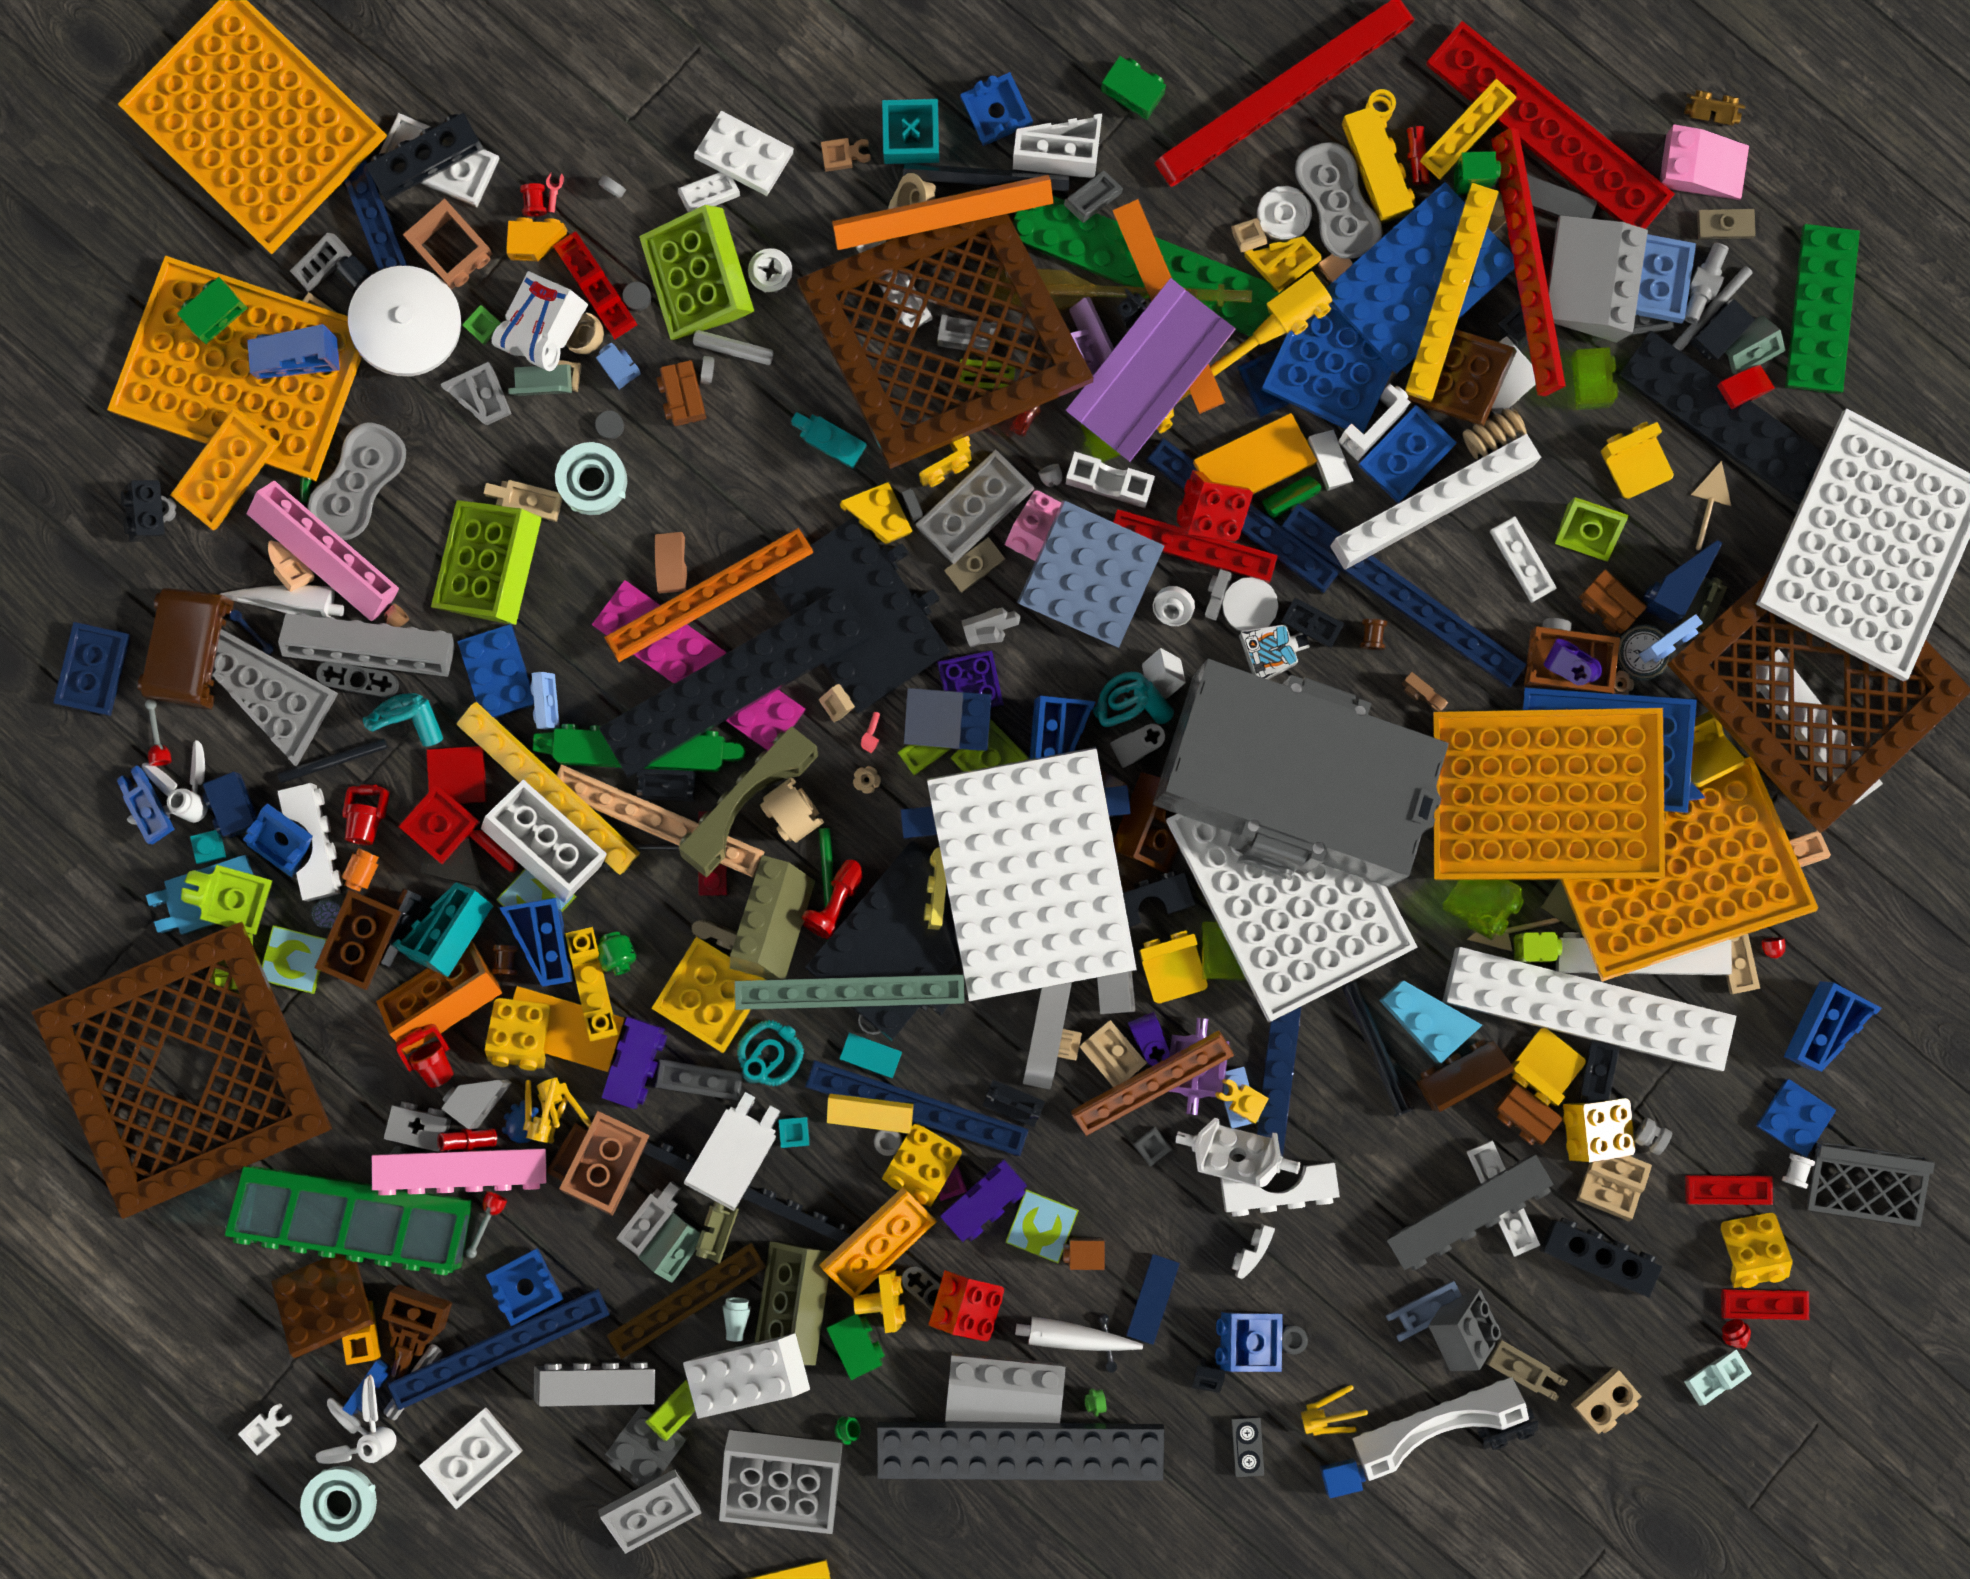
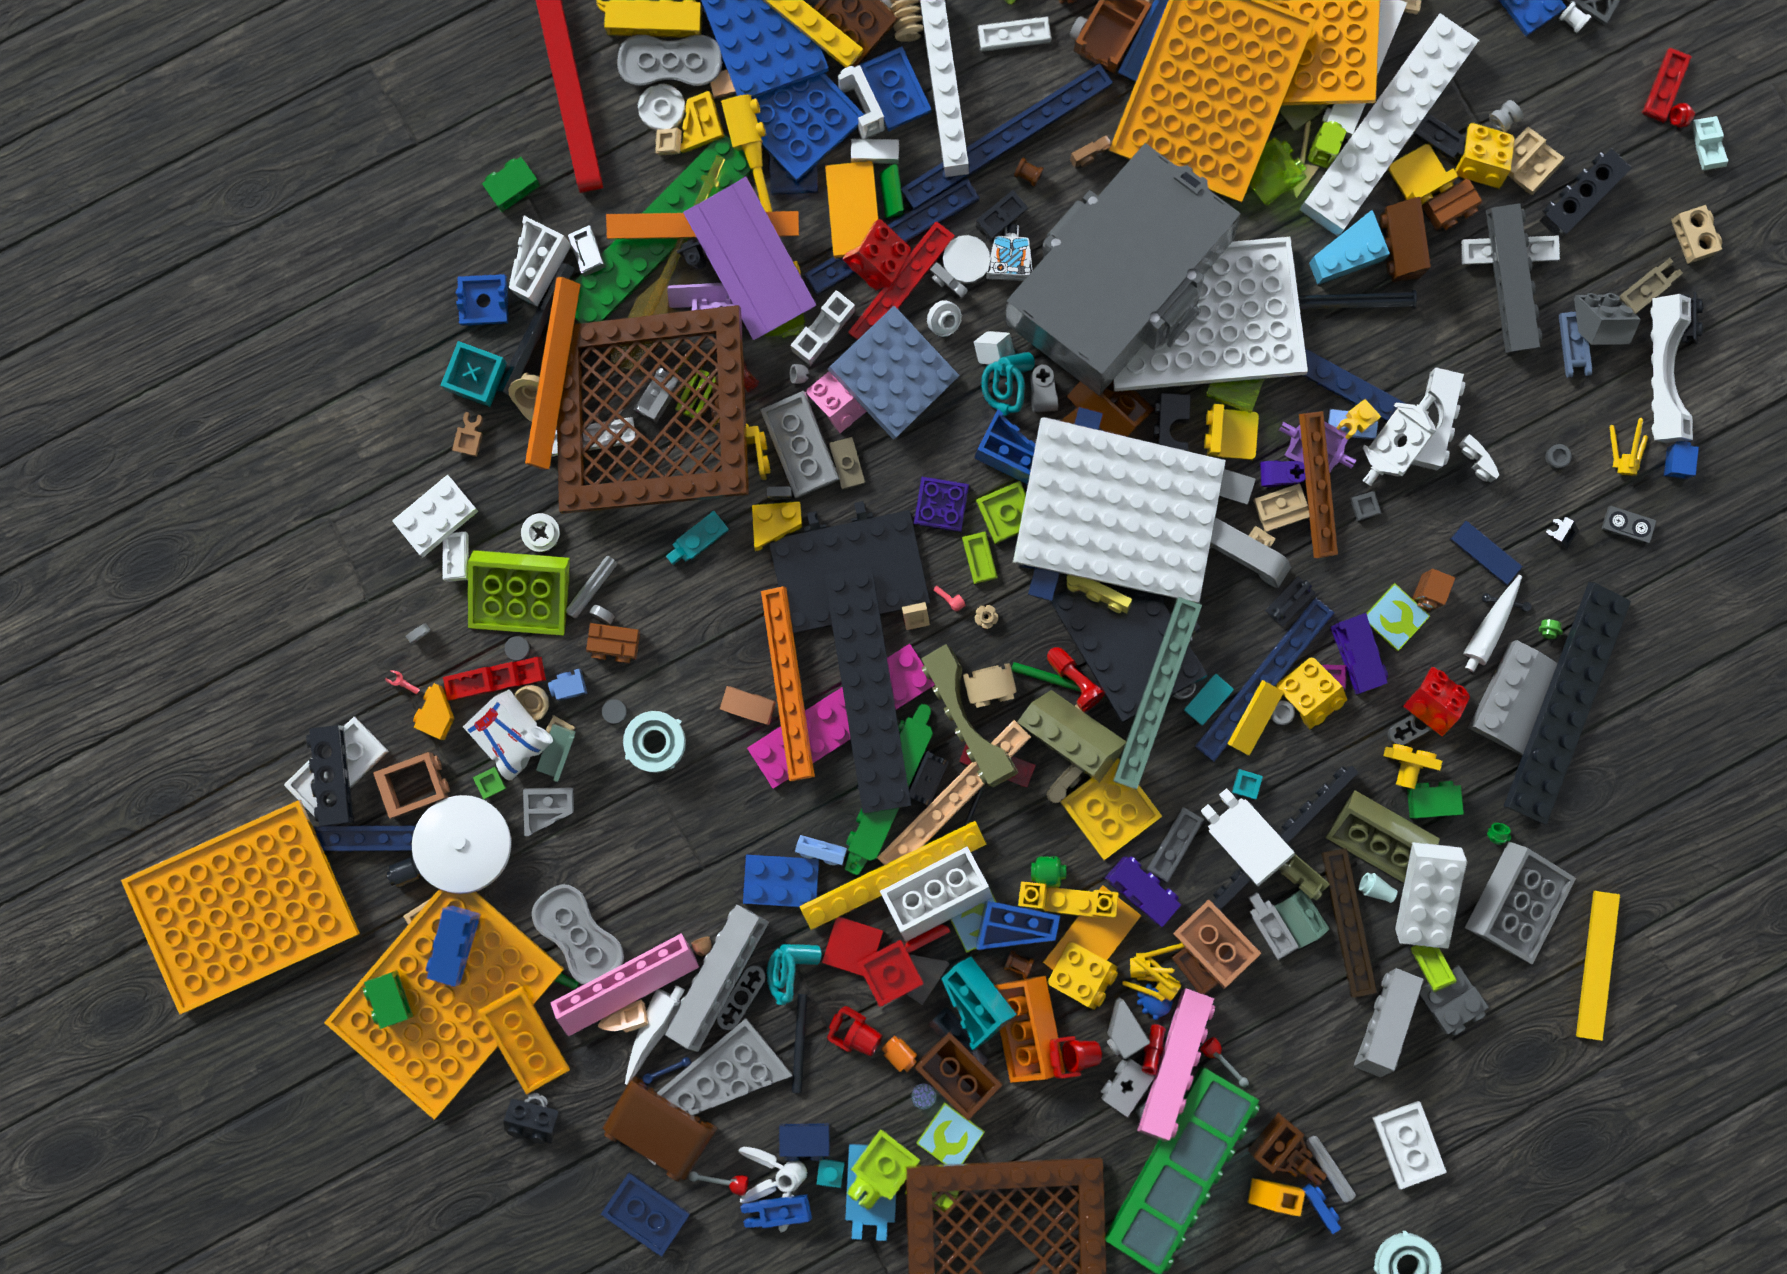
camera: 70 degrees left, 0 degrees up
(264, 840) = (845, 1123): blue piece -> none
(314, 254) = (366, 881): light grey slope -> none
(318, 876) = (829, 1081): white arch -> none
(321, 1303) = (1242, 1219): reddish brown plate -> none
(372, 1444) = (1368, 1215): white plant -> none
(486, 561) = (686, 854): lime slope -> none
(498, 1349) = (1330, 1089): dark blue tile -> none
(505, 1281) = (1300, 1061): blue piece -> none
(527, 497) = (648, 802): tan hinge -> none
(533, 199) = (402, 701): red bush -> none
(649, 1511) = (1506, 1016): light grey plate -> none
(754, 1068) = (1189, 792): teal piece -> none
(878, 1243) = (1362, 750): light orange tile -> none
(947, 719) = (965, 531): dark blue slope -> none
(989, 626) = (901, 470): light grey rock -> none
(1250, 1342) = (1549, 490): plate -> none
(1568, 661) = (1113, 28): dark purple piece -> none
(1729, 1190) = (1568, 76): red tile -> none
(1756, 1250) = (1623, 73): yellow bracket -> none

